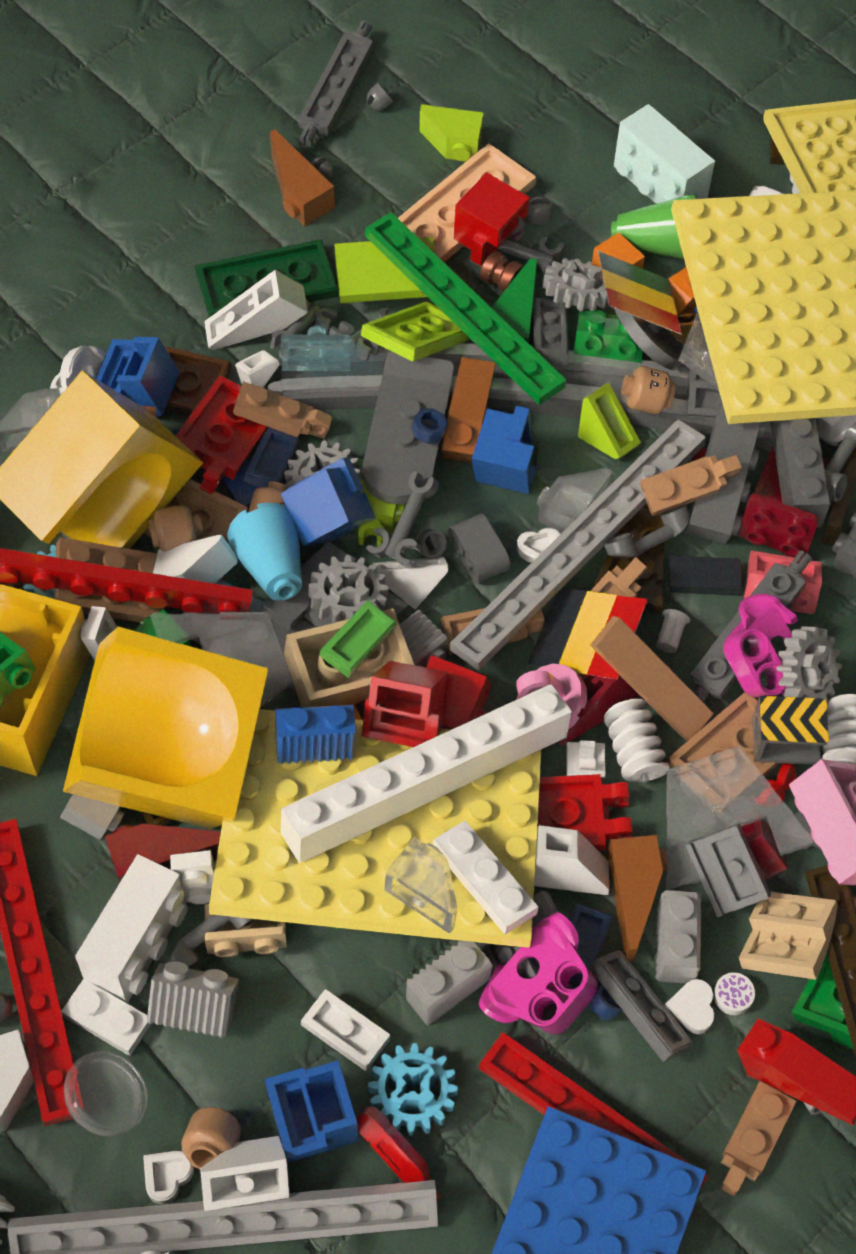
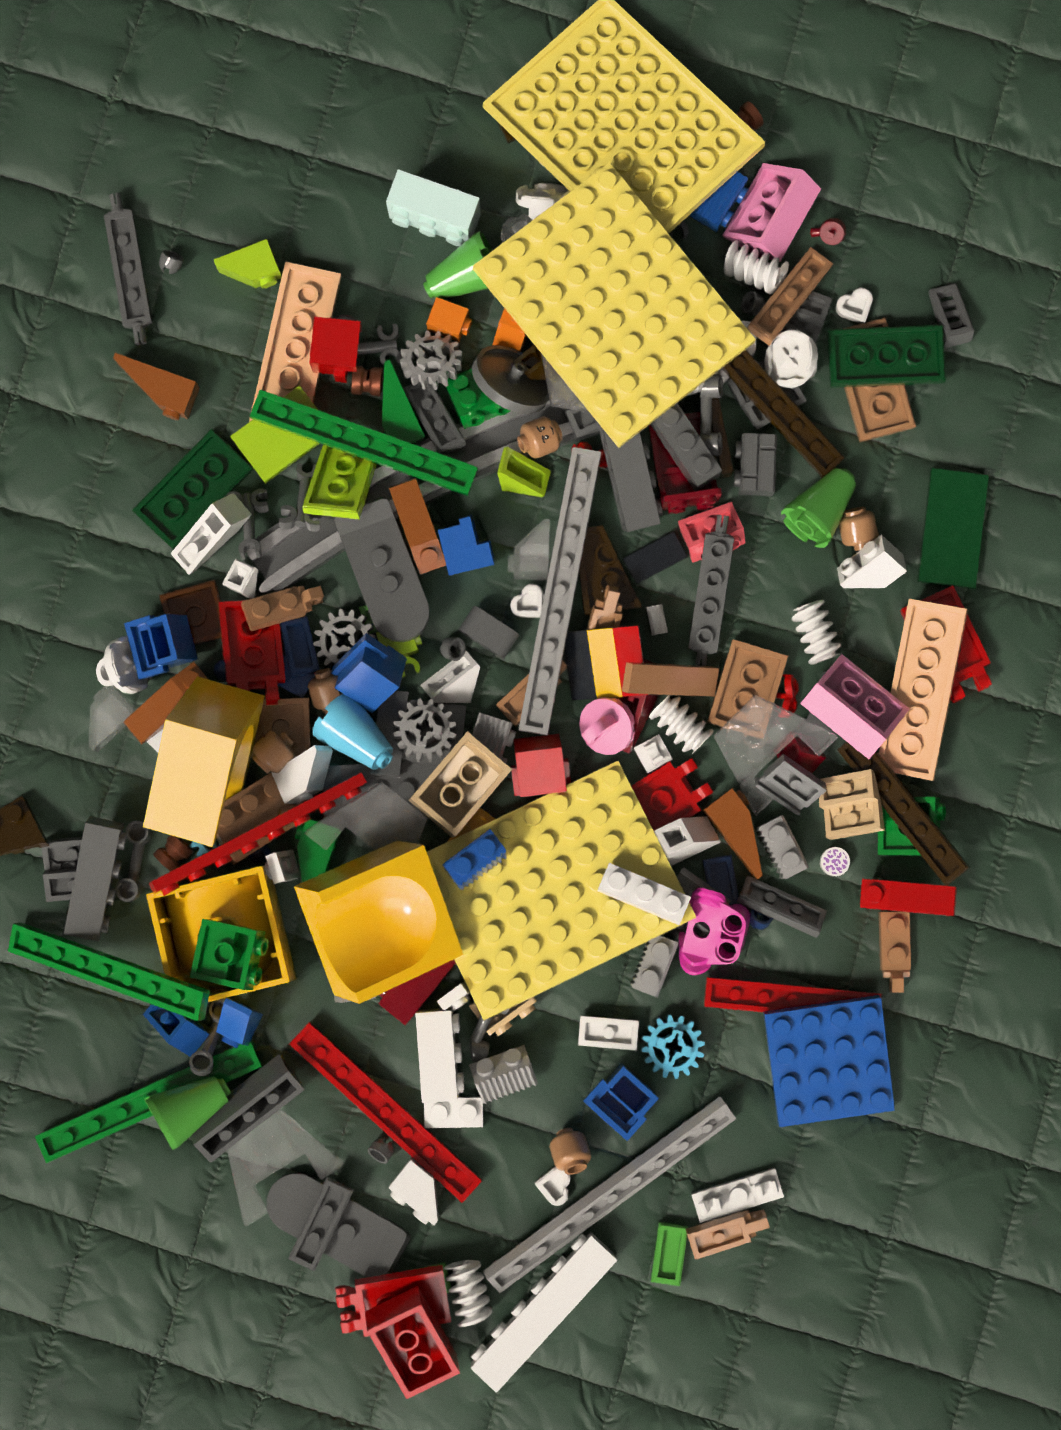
camera: 30 degrees left, 25 degrees up
(105, 1094) = (489, 1164): clear piece -> none
(246, 1175) = (607, 1162): white slope -> none
(316, 351) = (279, 545): clear light blue tile -> none
(324, 167) = (175, 361): dark grey hinge -> none
(358, 639) = (460, 772): bright green tile -> none
(392, 1147) = (683, 1090): red piece -> none
(397, 544) = (432, 671): dark grey bar -> none
(404, 704) = (522, 802): red plate -> none
(424, 773) = (565, 843): white brick -> none
(424, 883) = (612, 925): clear slope -> none
(429, 426) = (404, 568): dark blue tile -> none
(539, 211) = (362, 304): dark grey hinge -> none
(639, 292) = (491, 363): sticker -> none
(674, 523) = (615, 532): dark grey bar -> none
(688, 483) = (612, 505): medium nougat hinge -> none
(692, 1006) = (813, 886): white tile -> none
(762, 620) = (719, 588): dark pink piece -> none
(789, 729) = (780, 660): piece -> none
(809, 664) = (770, 607): light grey gear -> none

